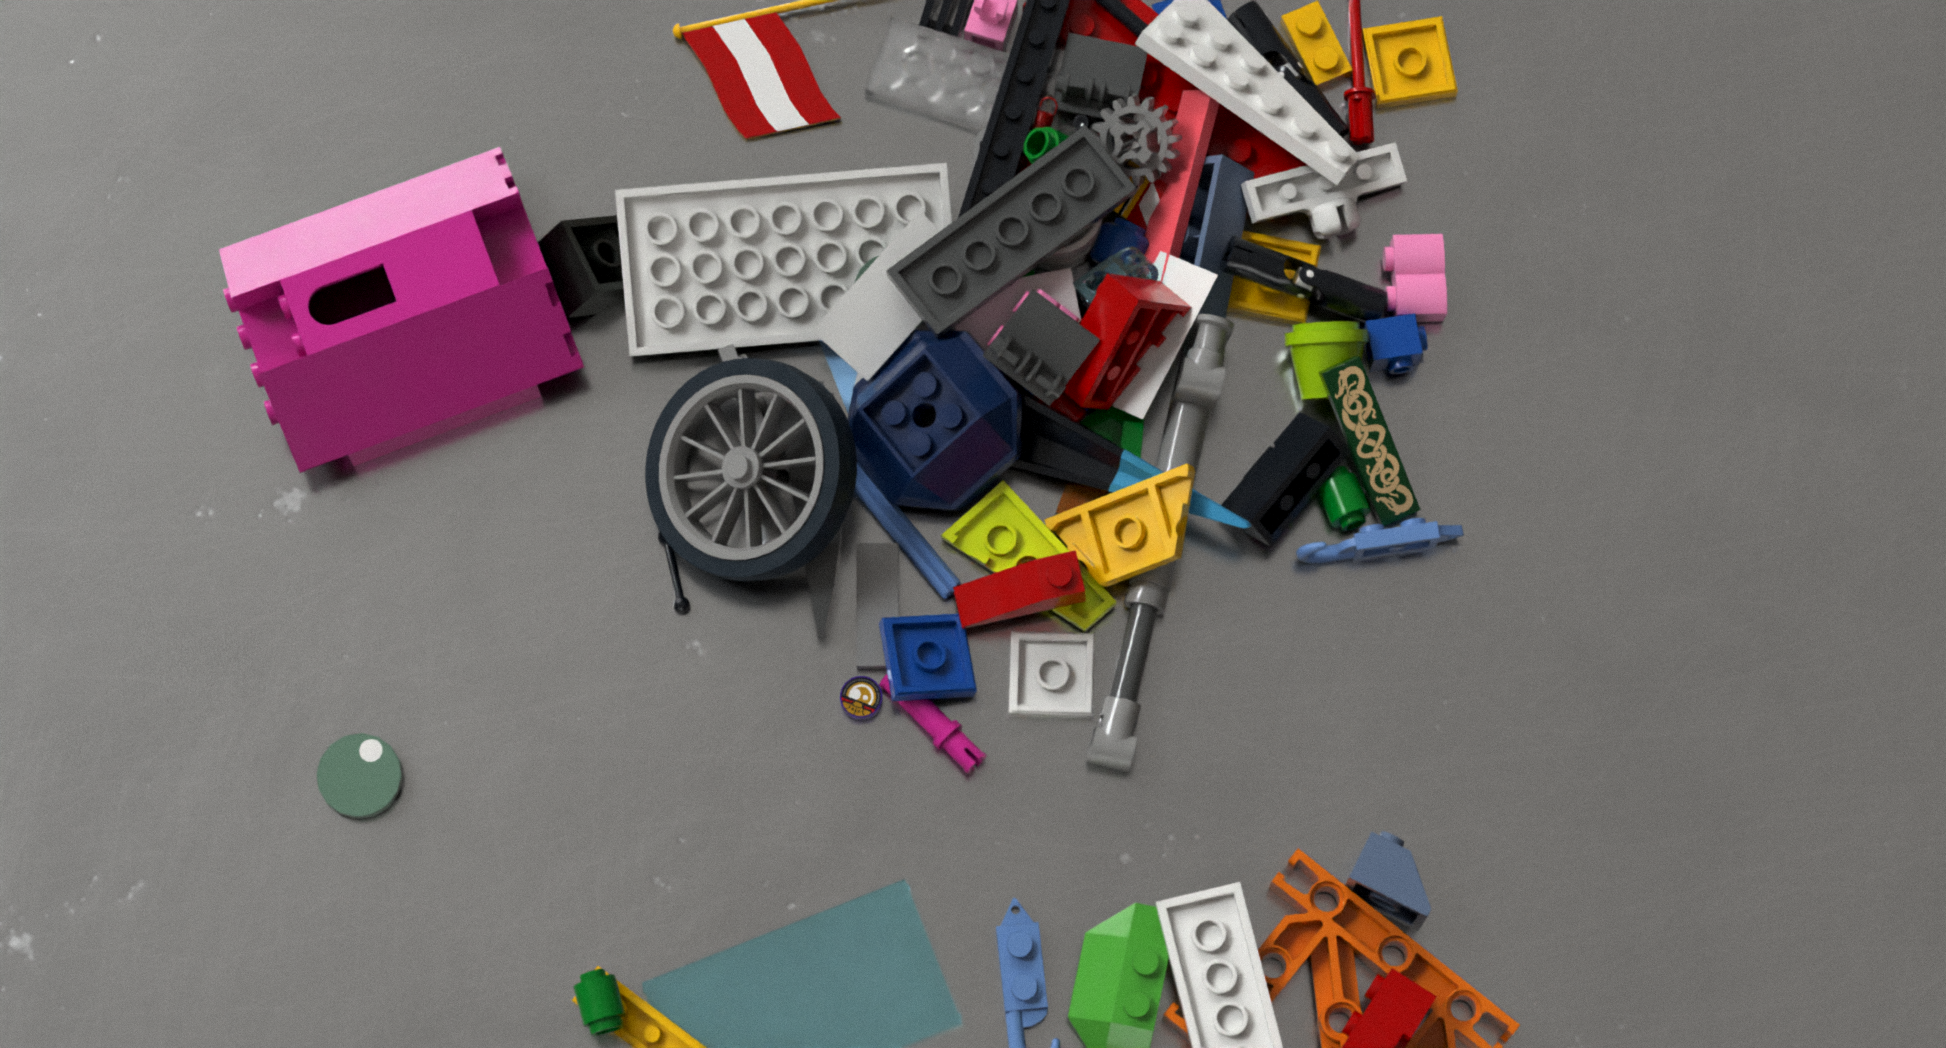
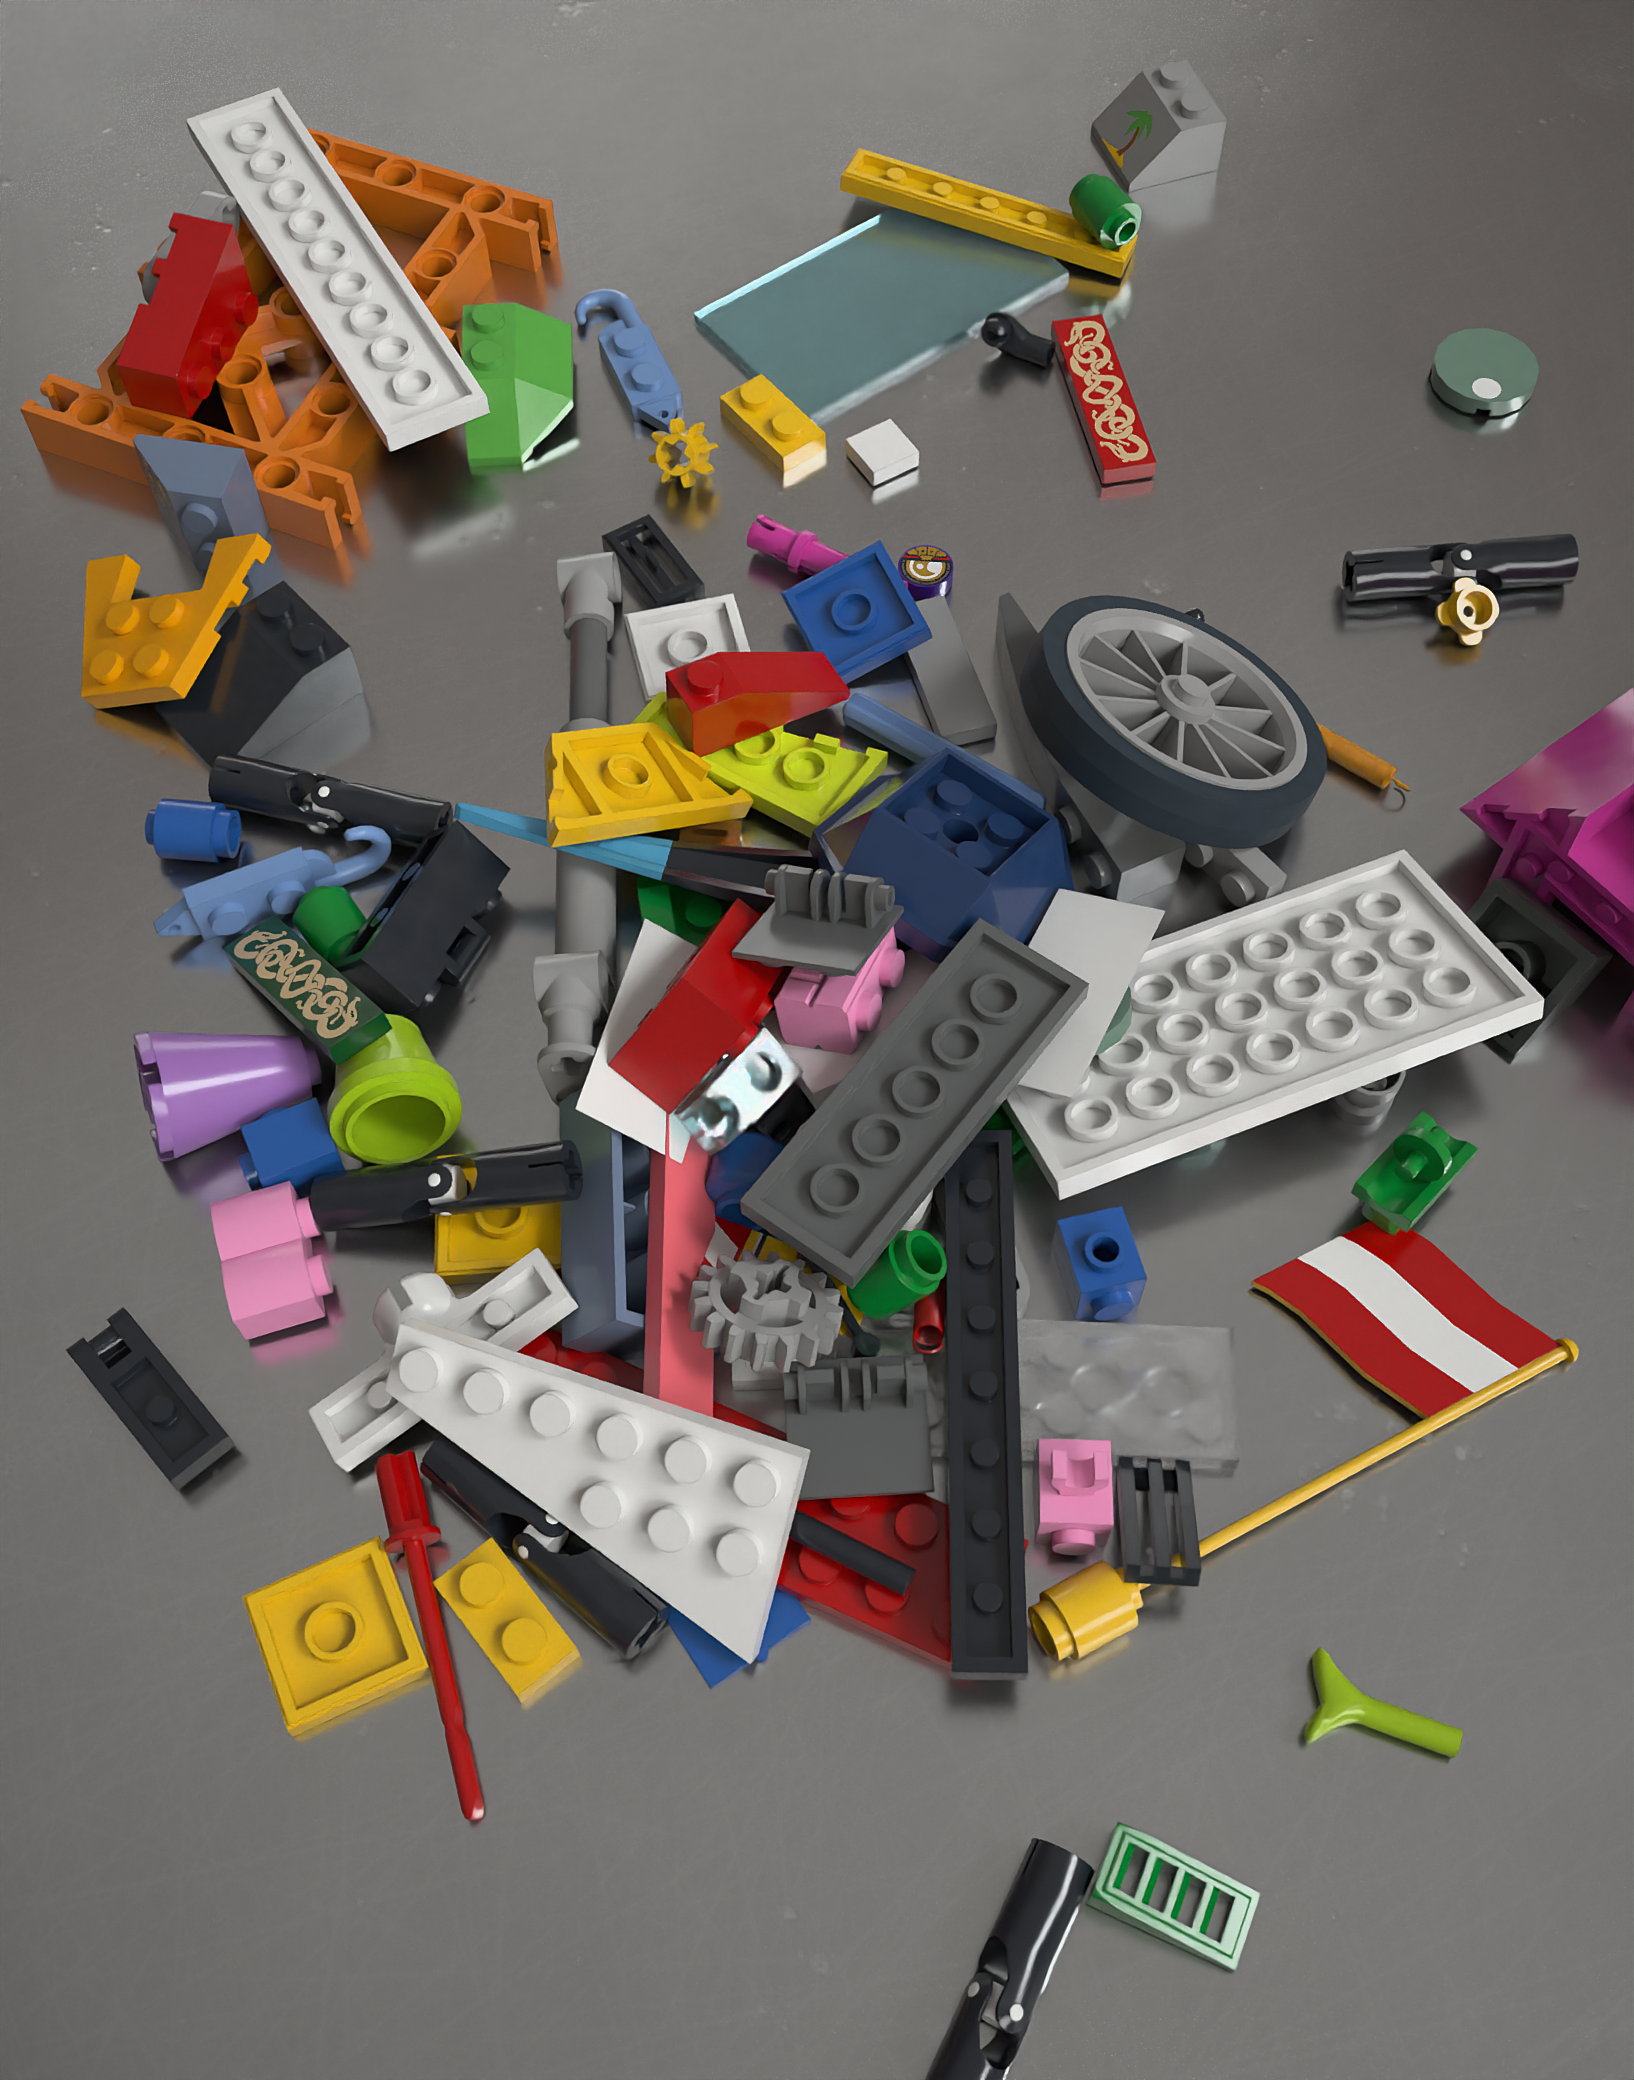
camera: 165 degrees right, 15 degrees down
(456, 581) = (1491, 564): none -> black piece
(487, 545) = (1482, 610): none -> yellow plate
(622, 456) = (1359, 760): none -> light orange piece
(667, 835) = (1103, 399): none -> red tile
(721, 916) = (1011, 337): none -> black arm
(724, 140) = (1411, 1174): none -> green hips
(856, 826) = (882, 452): none -> white tile
(929, 138) = (1099, 1264): none -> blue brick
(931, 882) = (772, 423): none -> yellow plate
(1012, 850) = (668, 455): none -> yellow gear
(1069, 796) = (671, 595): none -> black tile
(1315, 593) = (280, 790): none -> black piece
(1368, 721) = (264, 679): none -> black slope
(1429, 604) = (193, 830): none -> blue brick
(1435, 393) = (215, 1083): none -> medium lavender cone
(1447, 770) = (158, 643): none -> light orange wing
(1497, 216) = (152, 1400): none -> black plate

